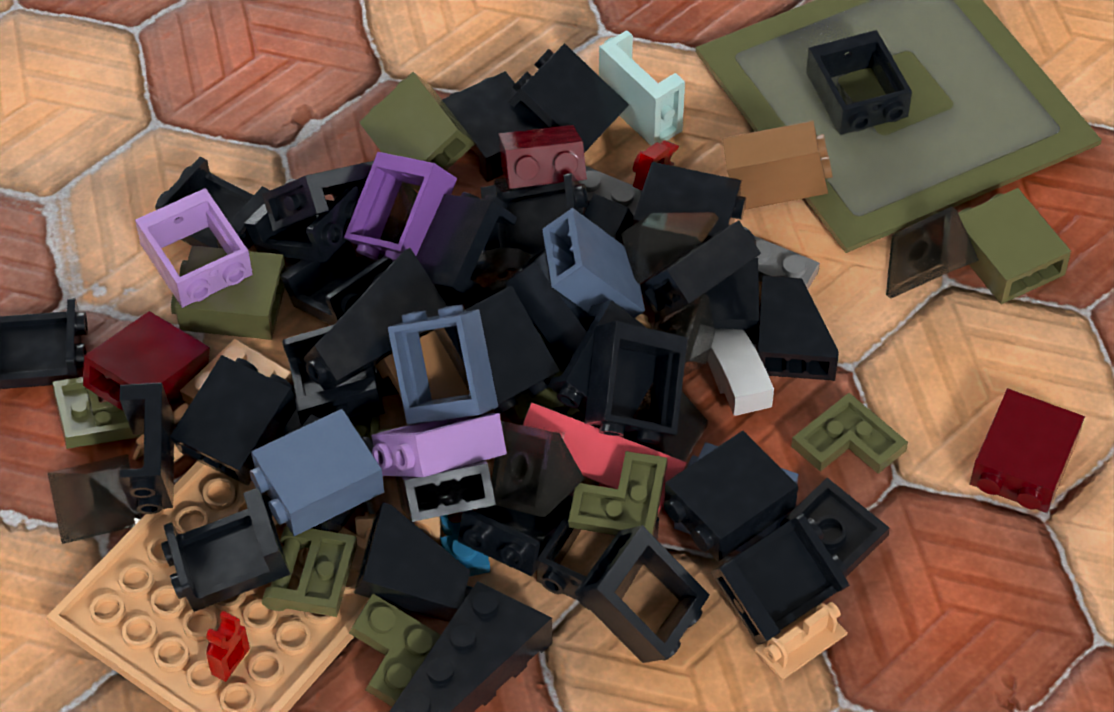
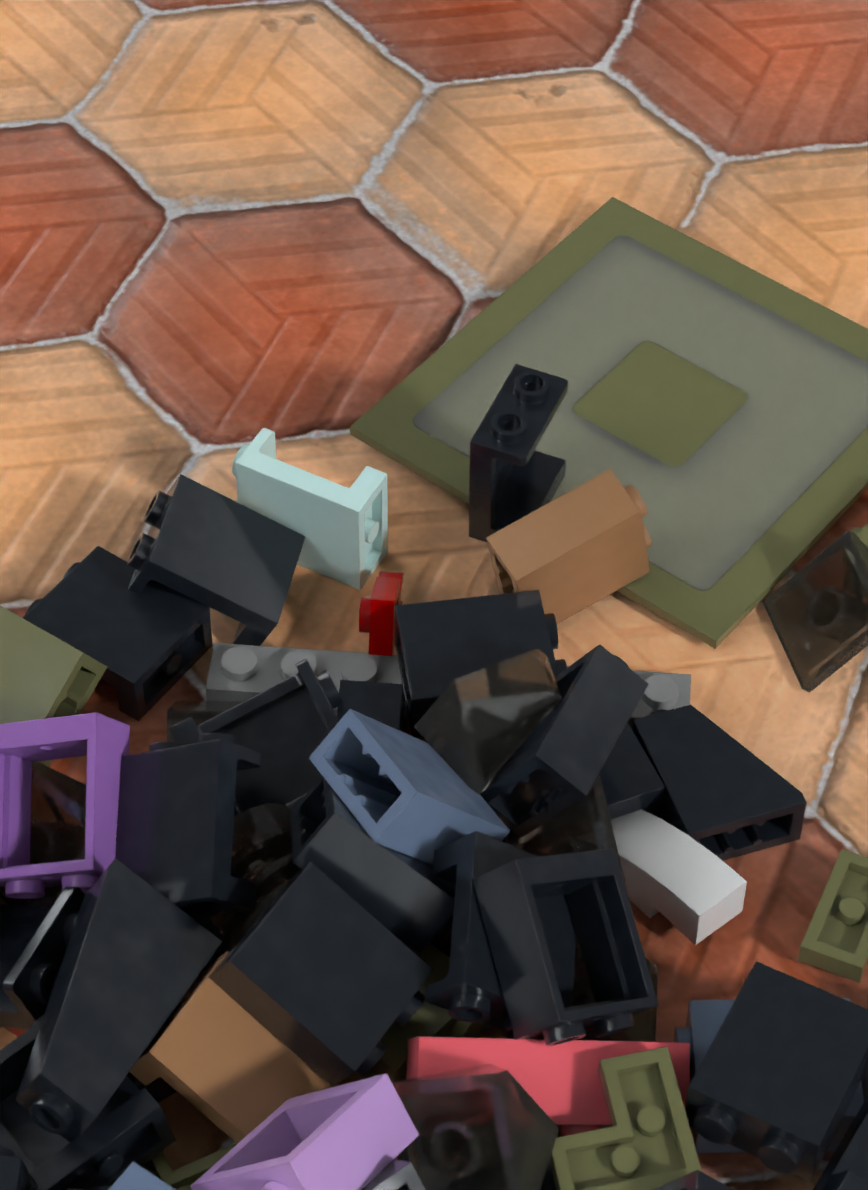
camera: 25 degrees left, 5 degrees down
(412, 370) = (292, 1095): sand blue window -> none
(541, 156) = (230, 651): dark red brick -> none
(768, 89) = (504, 468): none -> black panel
(864, 51) = (612, 356): black window -> none

